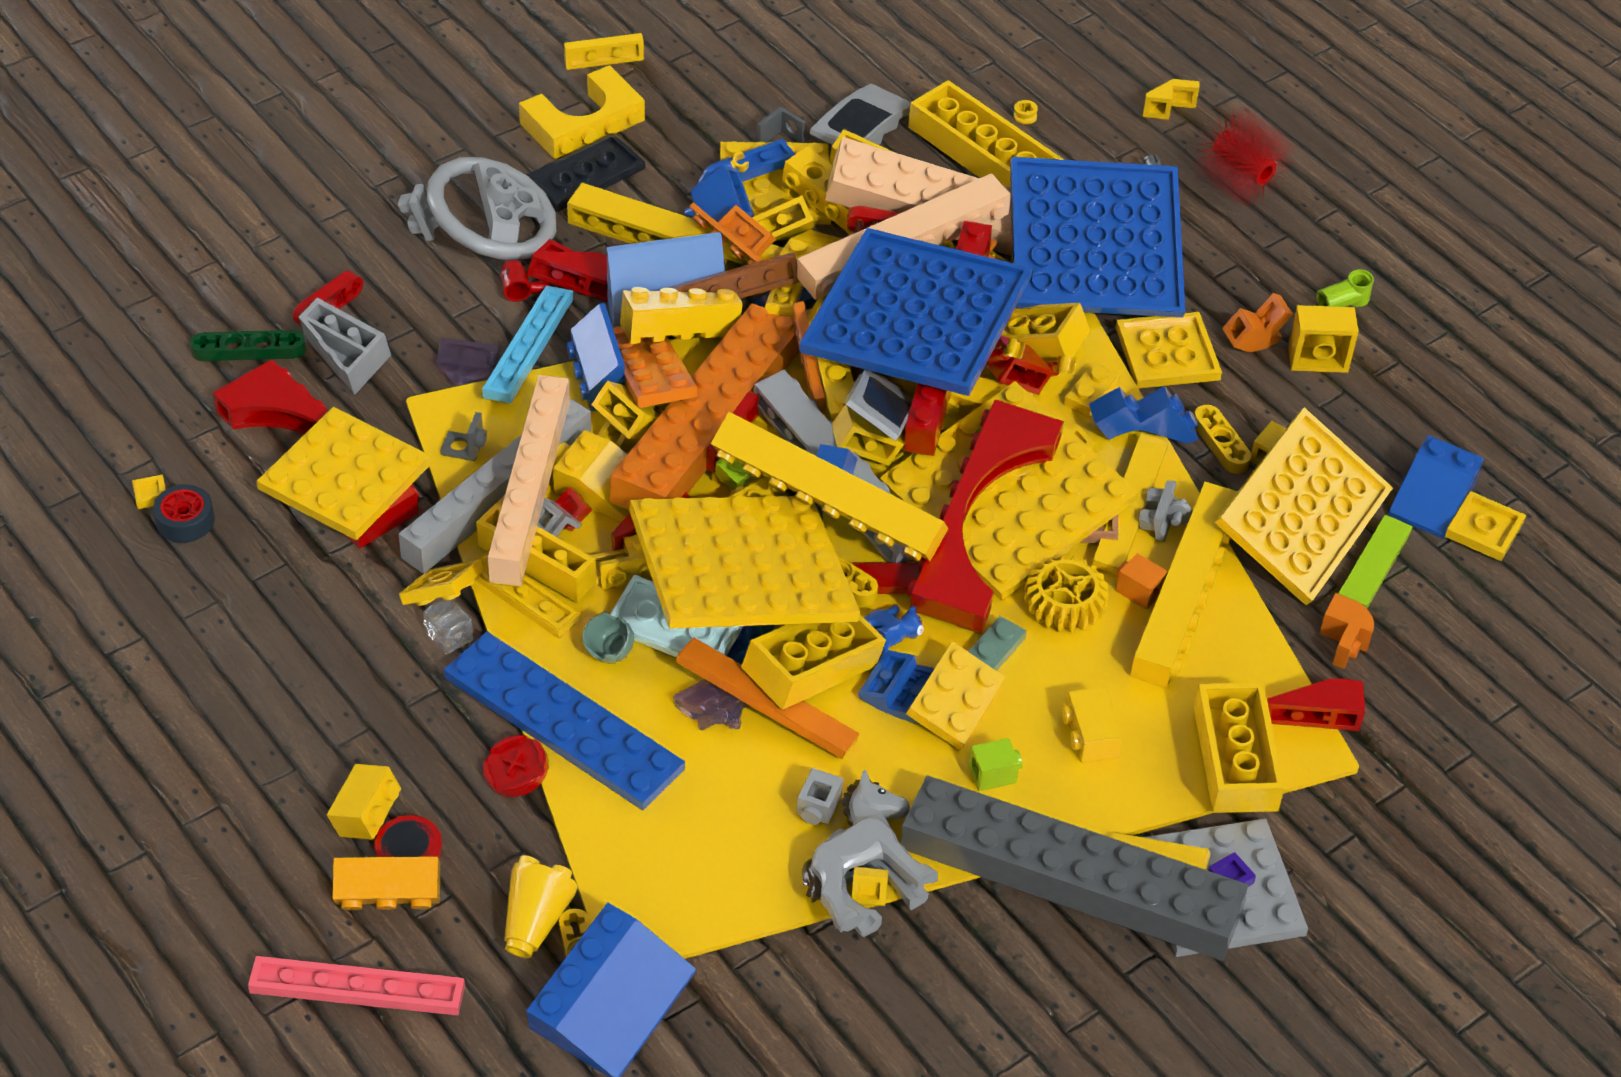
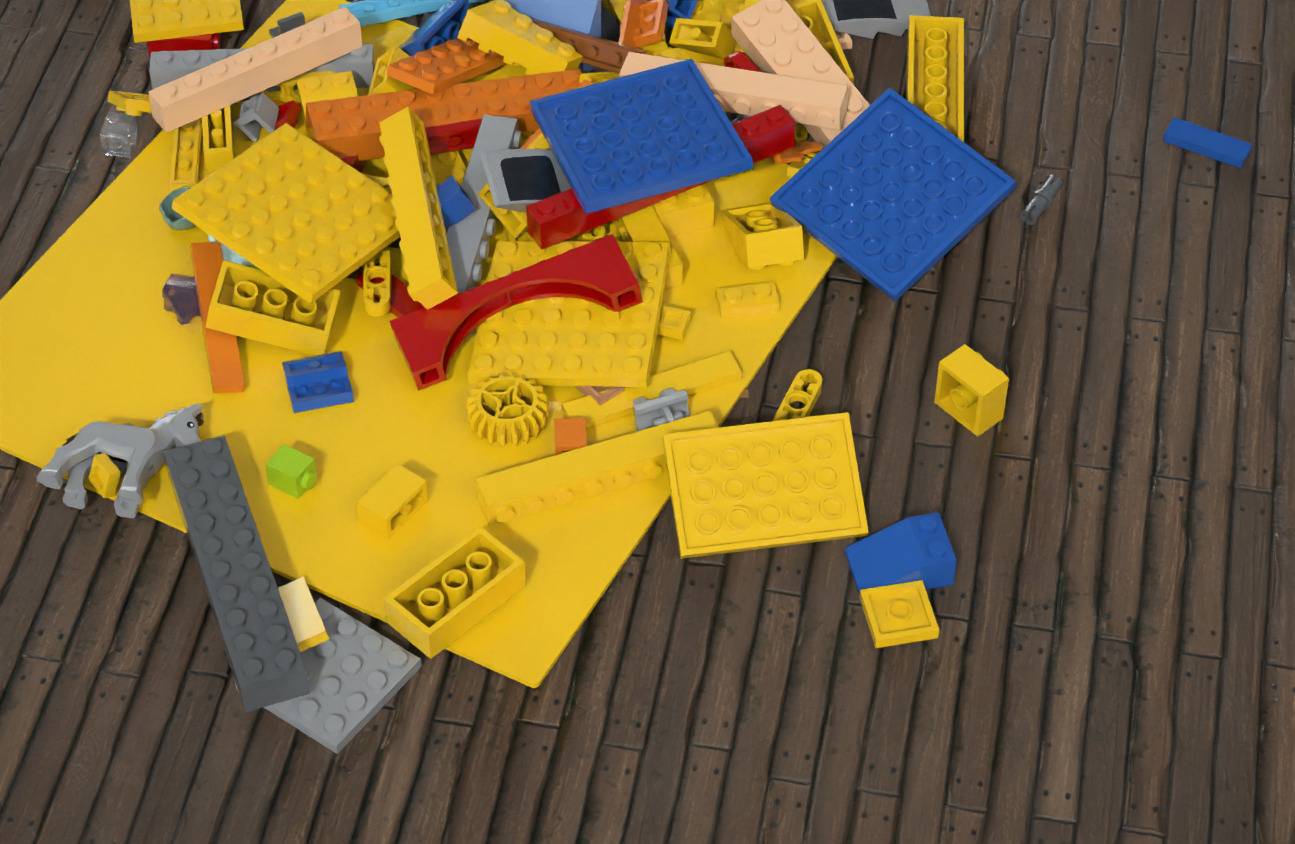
camera: 50 degrees right, 0 degrees up
(516, 766) = (33, 245): red tile -> none
(565, 720) = (95, 240): blue plate -> none
(818, 803) = (155, 399): light grey brick -> none
(893, 628) = (360, 336): blue animal -> none
(955, 695) = (335, 411): yellow plate -> none
(998, 643) = (414, 406): sand green plate -> none
(1020, 363) = (706, 238): red torso -> none
(1025, 112) = (1014, 92): yellow bush -> none
(1155, 413) = (757, 345): blue arch -> none
(1168, 350) = (852, 317): yellow plate -> none
(1172, 93) = (1135, 146): yellow slope -> none
(1195, 66) = (1207, 142): none -> blue tile
(1233, 868) = (326, 663): dark purple plate -> none
(1244, 156) = (1112, 220): red piece -> none
(1260, 329) = (935, 344): orange brick -> none
(1321, 705) = (564, 618): red slope -> none
(1350, 625) = (676, 596): orange brick -> none
(1353, 291) = (1067, 379): lime piece -> none
(1376, 560) = (775, 571): lime tile -> none

